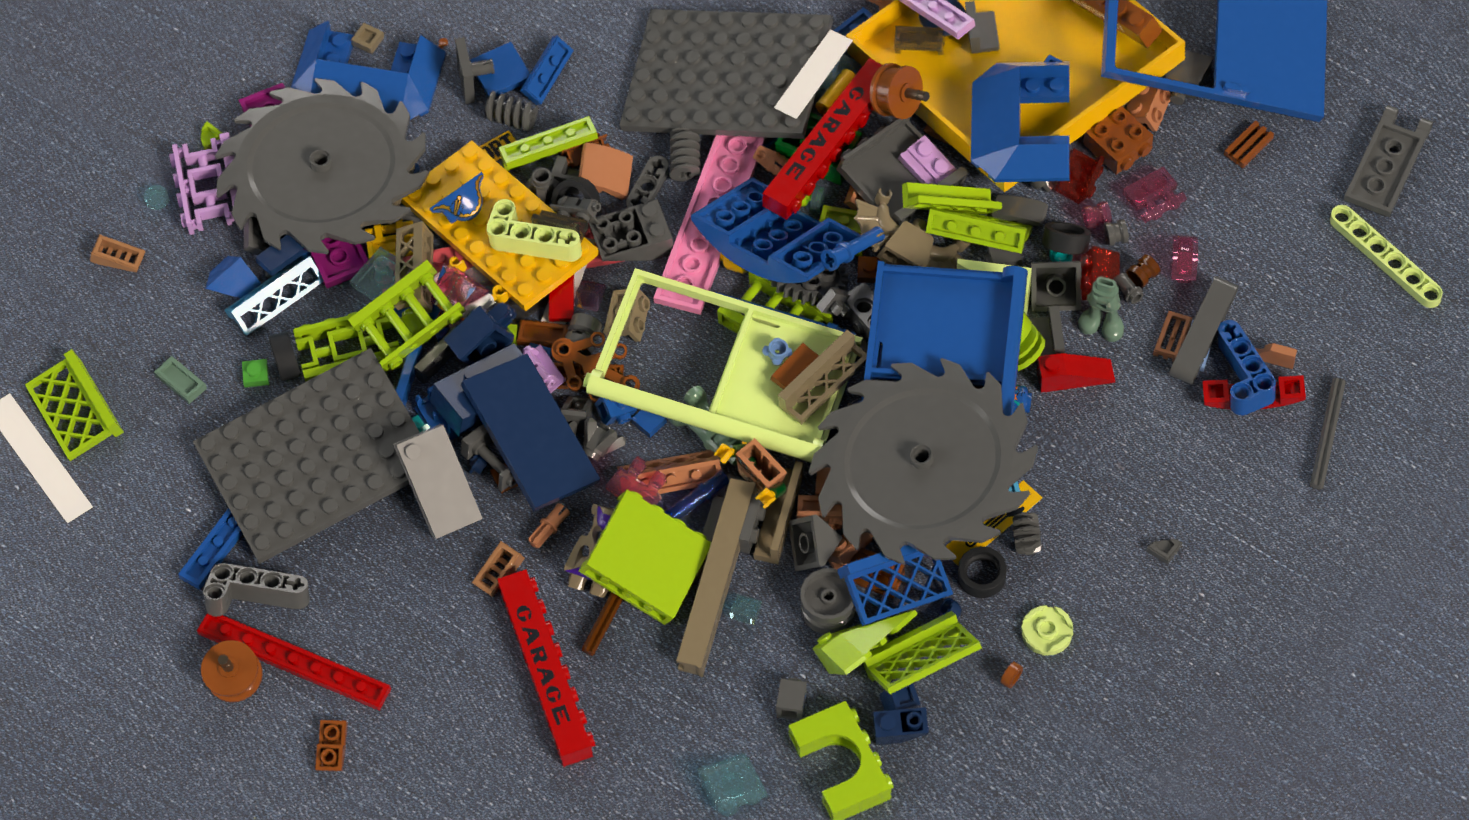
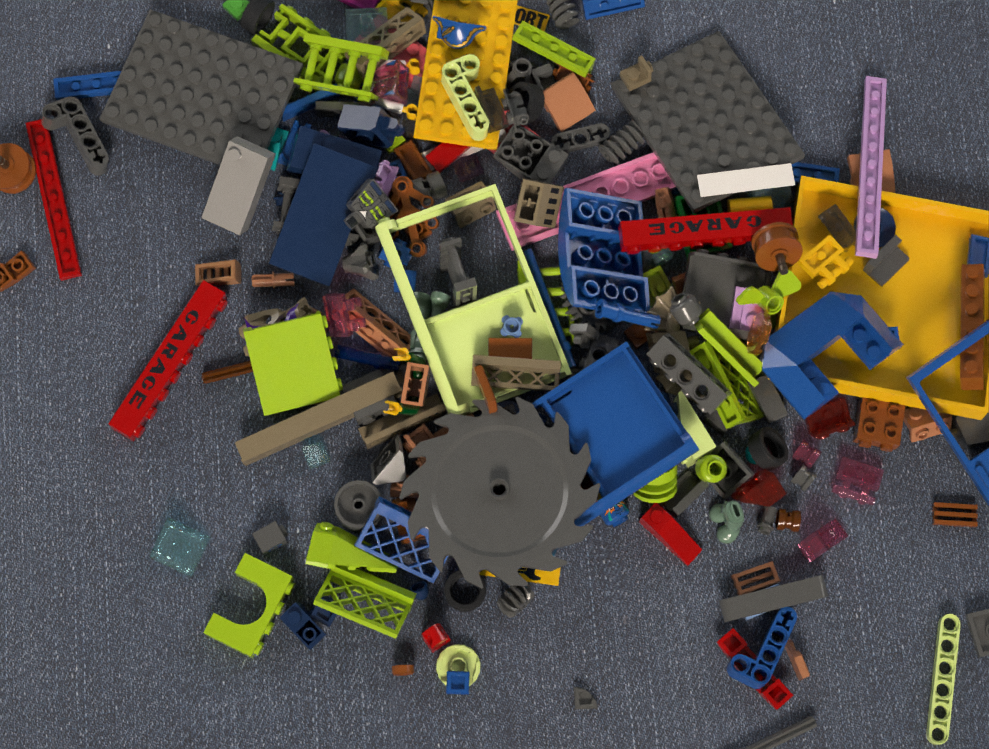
camera: 40 degrees right, 15 degrees up
(560, 383) = (368, 206): none -> torso
(634, 95) = (637, 74): none -> dark tan bracket
(679, 253) = (538, 203): none -> dark tan slope
(711, 356) = (450, 260): none -> dark grey fence
(819, 406) = (486, 389): none -> dark orange tile
(888, 200) = (685, 309): none -> dark grey head
(935, 67) = (820, 257): none -> yellow plate
(938, 130) = (771, 298): none -> lime piece
(959, 163) = (759, 333): none -> clear orange tile
(986, 230) = (700, 375): none -> dark grey brick
(1005, 624) = (435, 637): none -> red leg
(1046, 290) = (711, 468): none -> lime head
(1063, 637) = (457, 683): none -> blue tile

